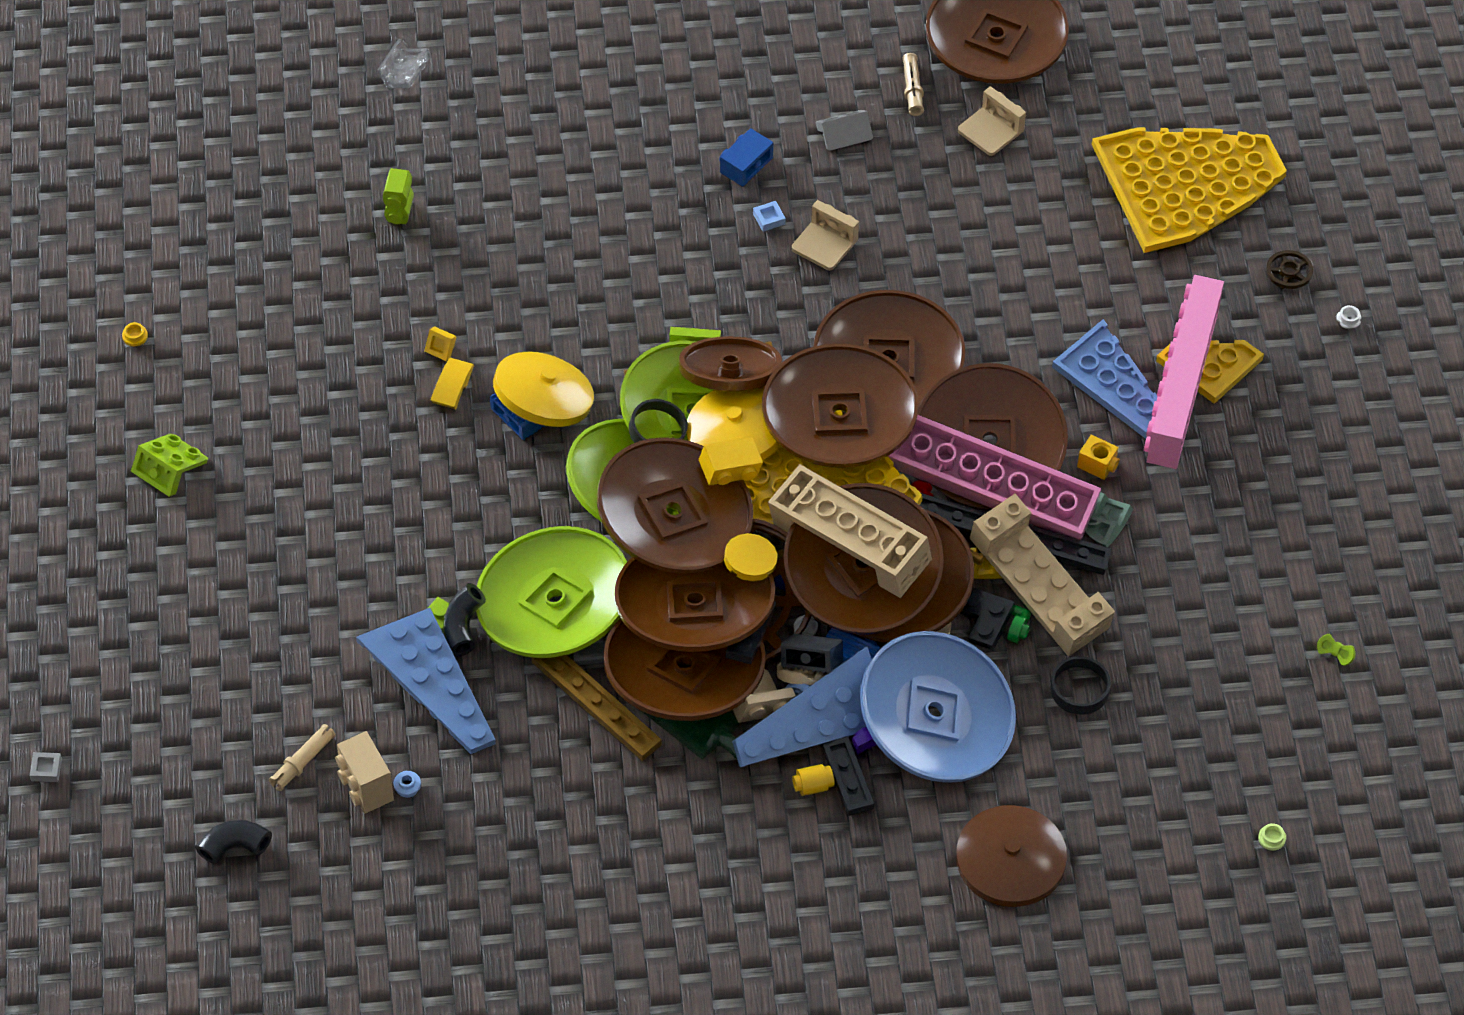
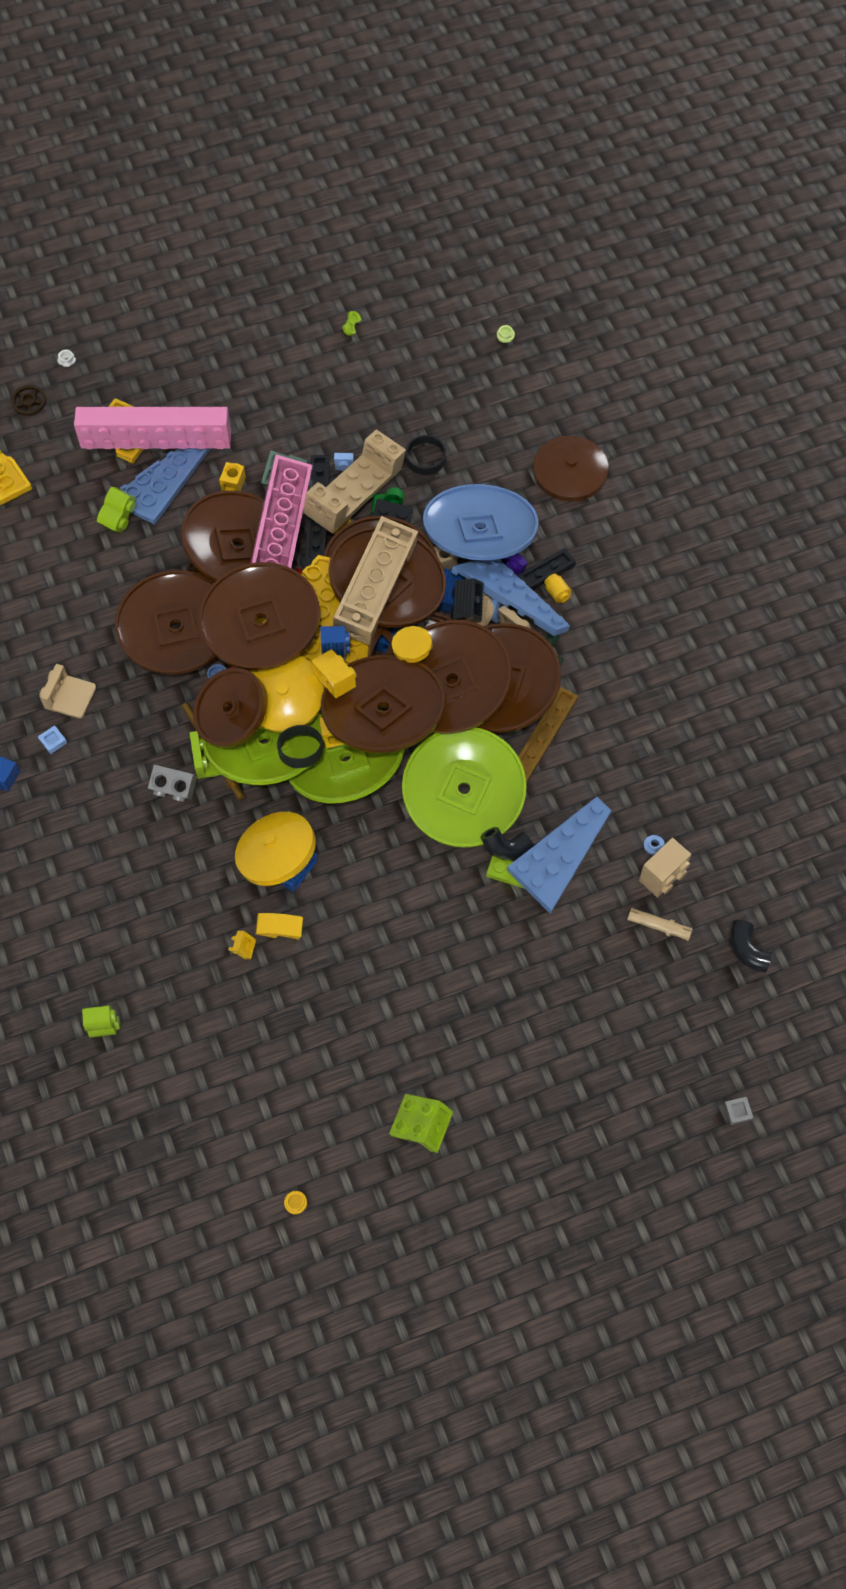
camera: 105 degrees left, 10 degrees up
(670, 309) = (173, 779): none -> light grey brick
(774, 468) = (336, 639): none -> blue brick
(1077, 322) = (116, 509): none -> lime brick
(1090, 583) = (343, 460): none -> light blue plate

